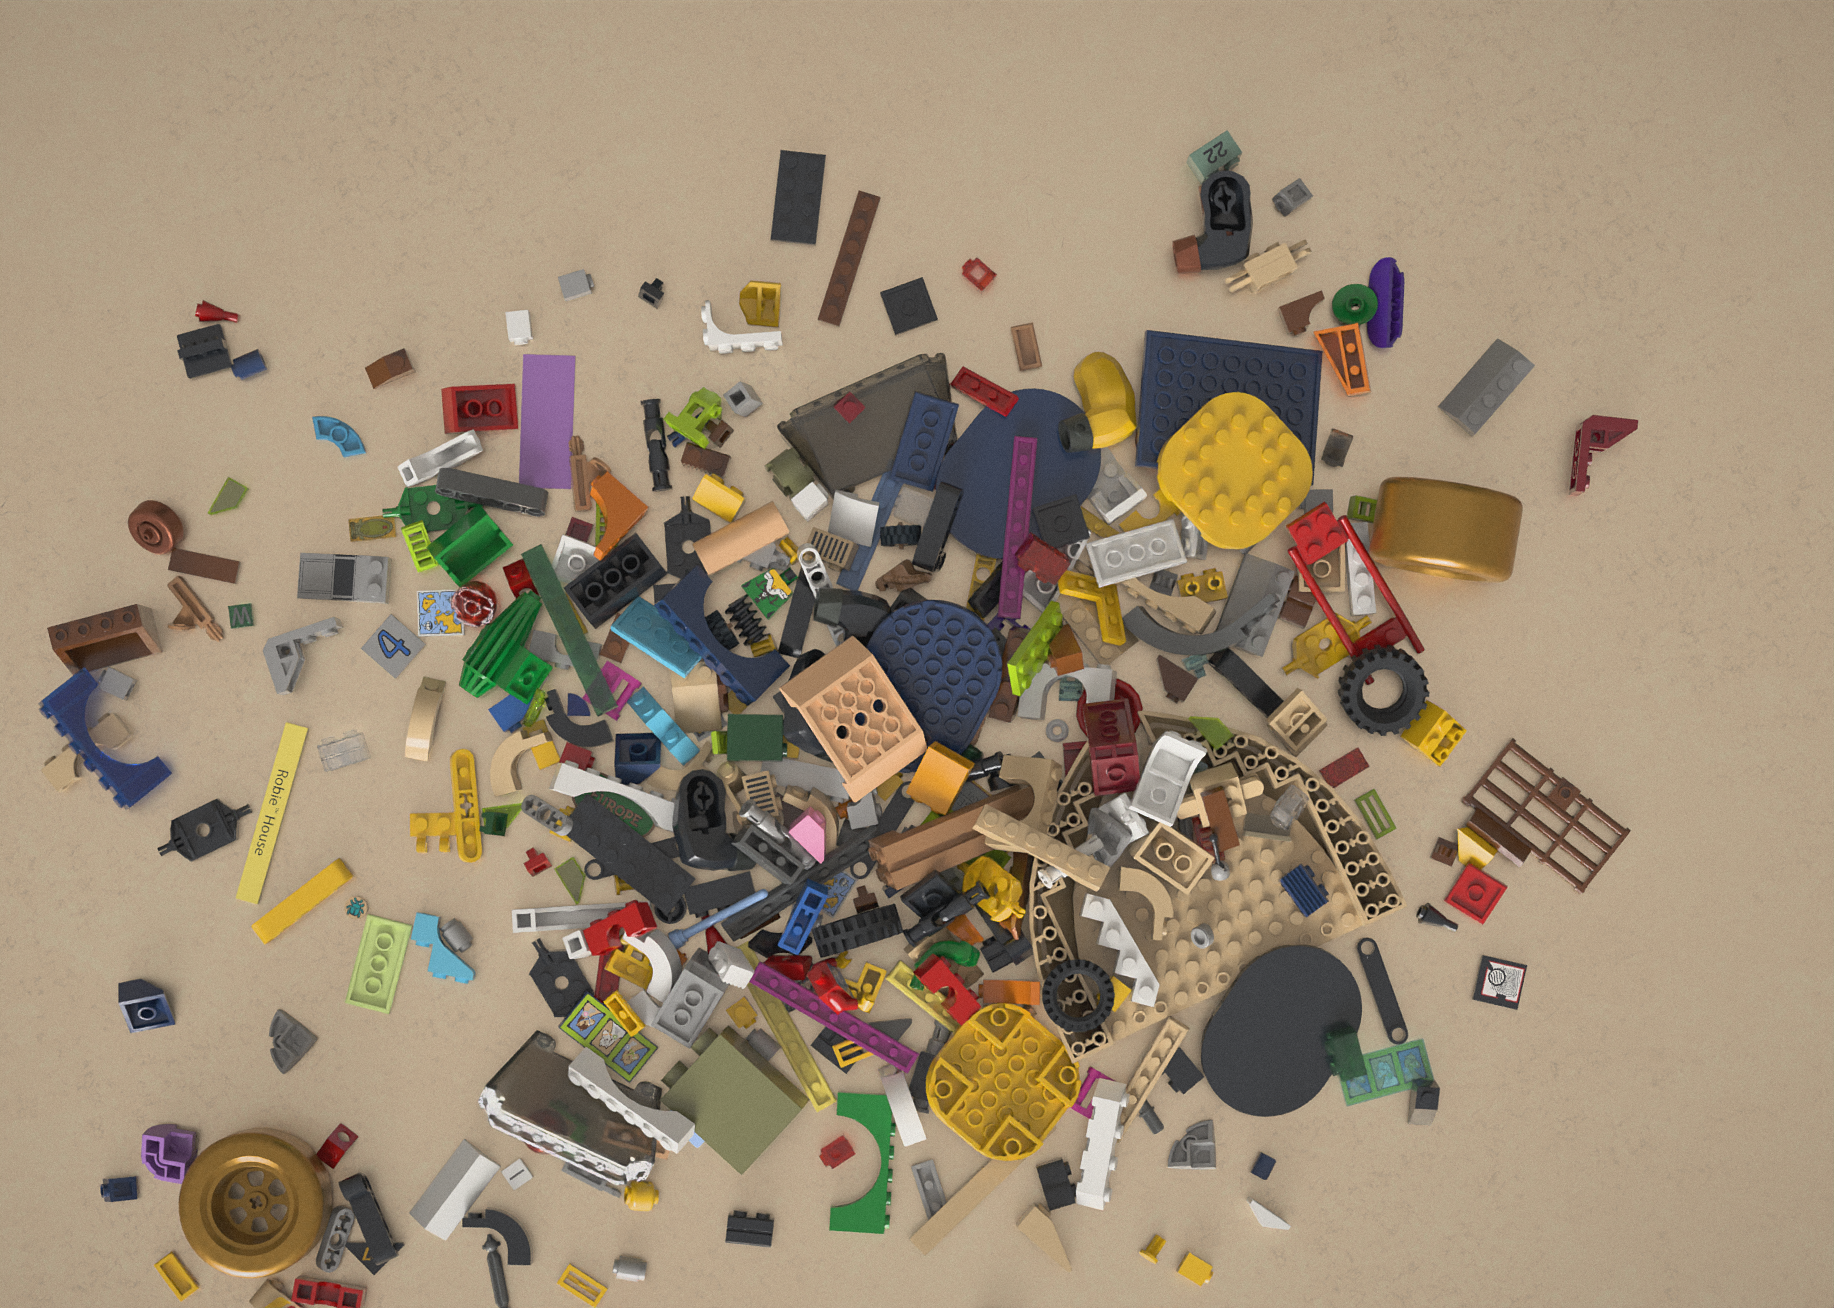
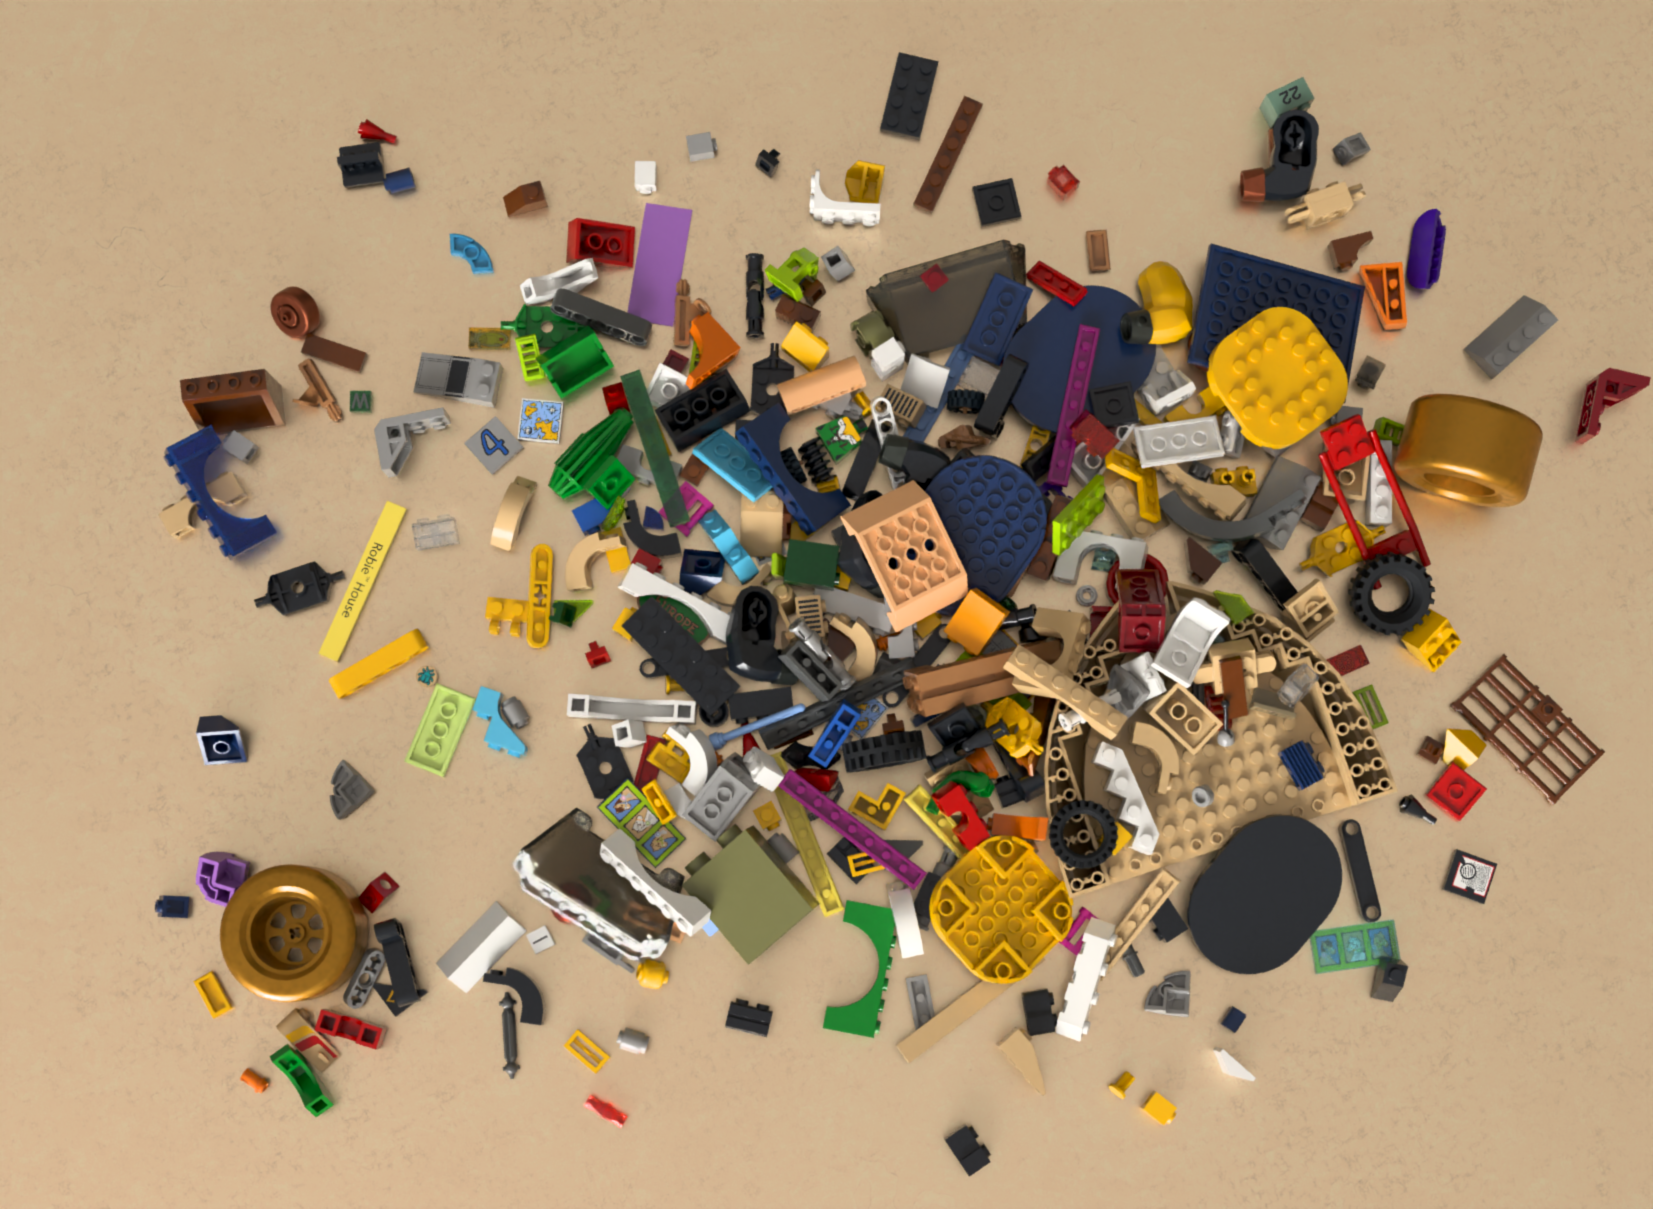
camera: 10 degrees right, 5 degrees down
(228, 497) = (365, 295): olive tile -> none
(474, 603) = (572, 414): clear red cylinder -> none
(555, 815) = (614, 618): light grey beam -> none
(572, 878) = (627, 673): olive tile -> none
(604, 933) = (650, 725): red arch -> none
(810, 832) = (852, 656): bright pink slope -> none
(833, 988) = (855, 801): red torso -> none
(836, 1152) = (838, 956): clear red brick -> none
(1065, 652) = (1104, 523): dark orange slope -> none
(1345, 1053) = (1322, 924): clear green brick -> none
(1352, 296) = (1399, 242): green dish -> none
(1498, 837) = (1482, 742): reddish brown tile -> none

